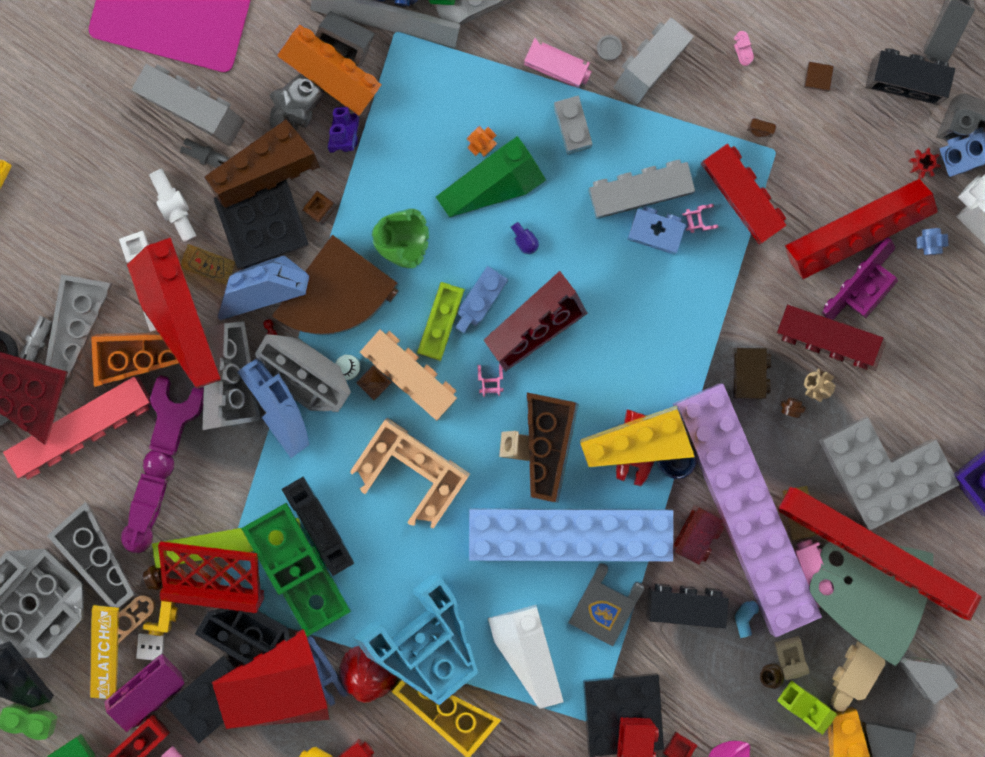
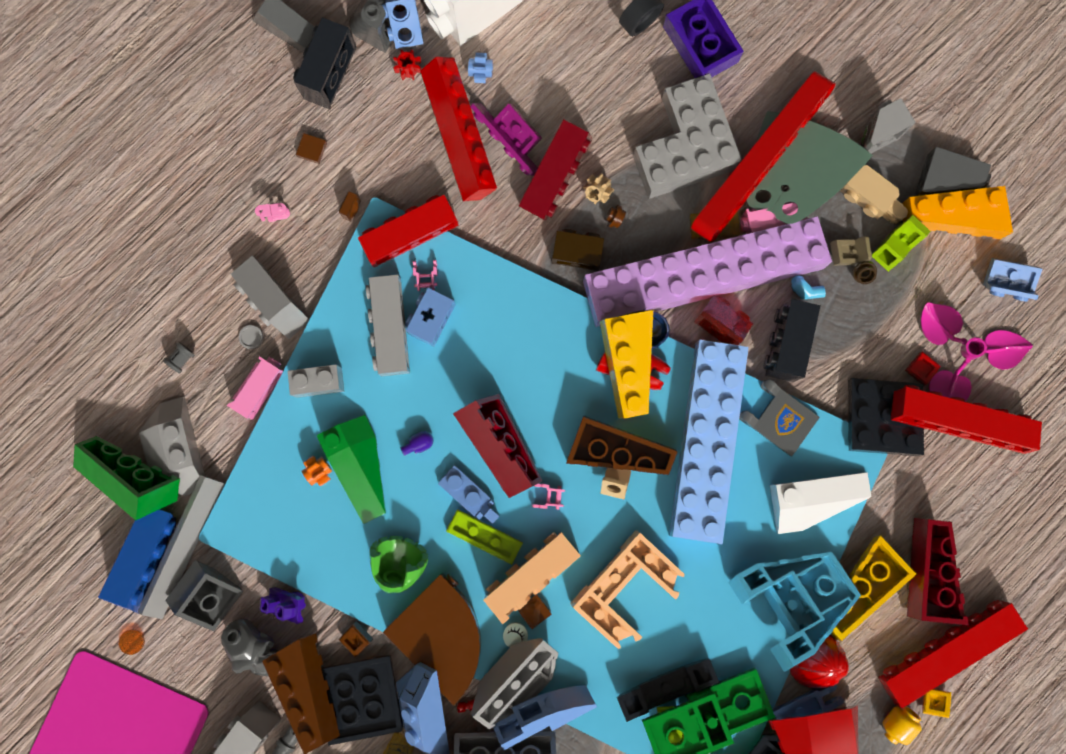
camera: 85 degrees left, 5 degrees down
(329, 69) = (220, 611): orange brick -> none

